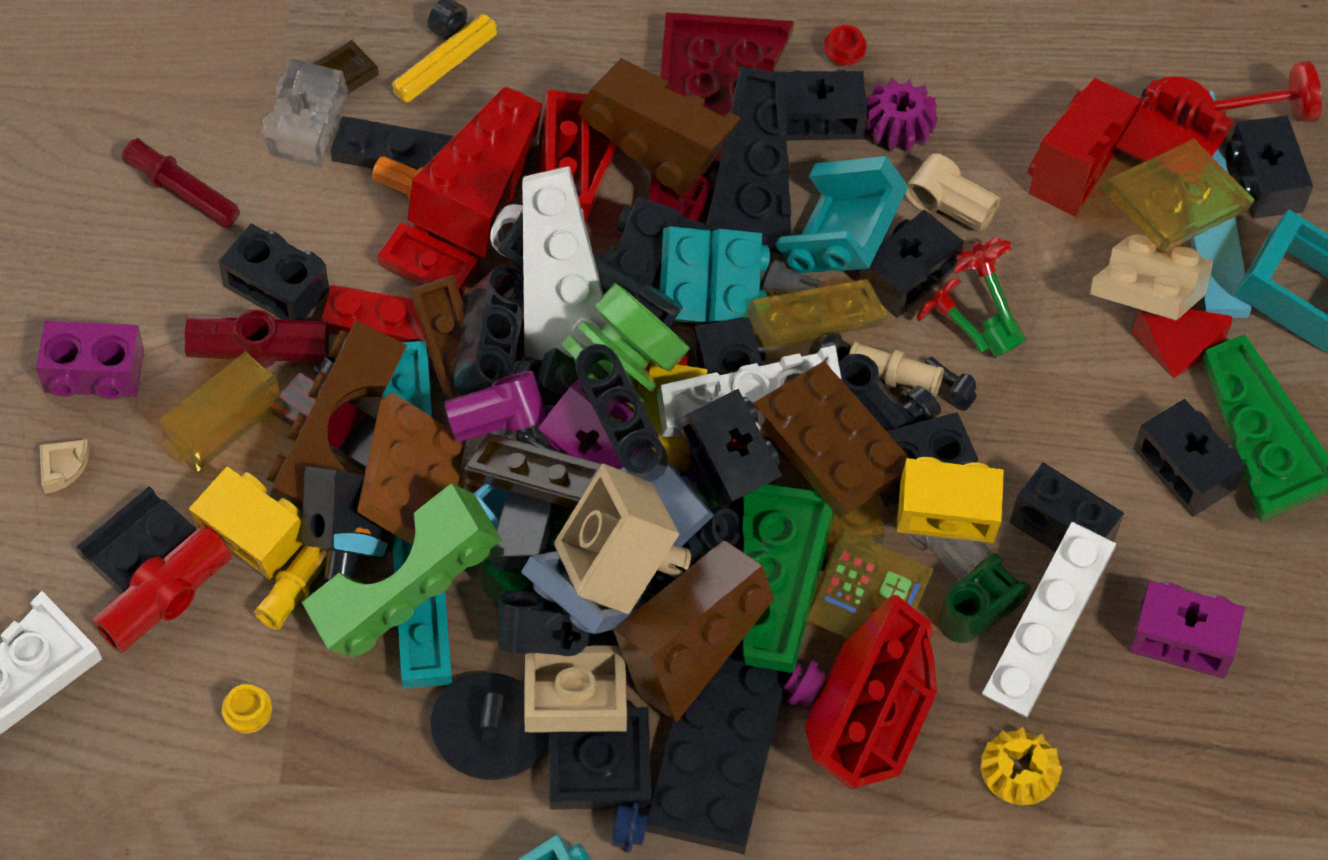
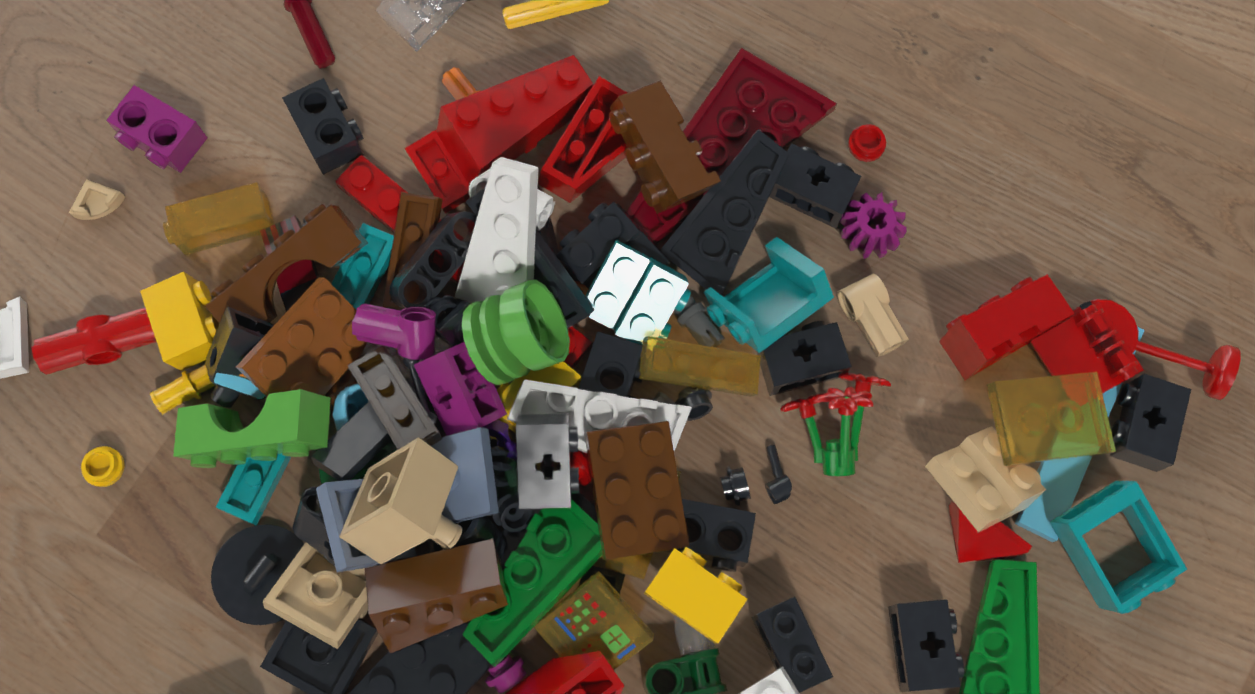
camera: 30 degrees right, 15 degrees up
(133, 536) = (107, 287): black plate -> none
(232, 337) = (264, 162): dark red piece -> none
(365, 141) = (476, 61): black plate -> none
(609, 393) = (449, 416): black beam -> none
(873, 393) = (701, 466): black piece -> none
(901, 370) = (737, 442): tan pin -> none

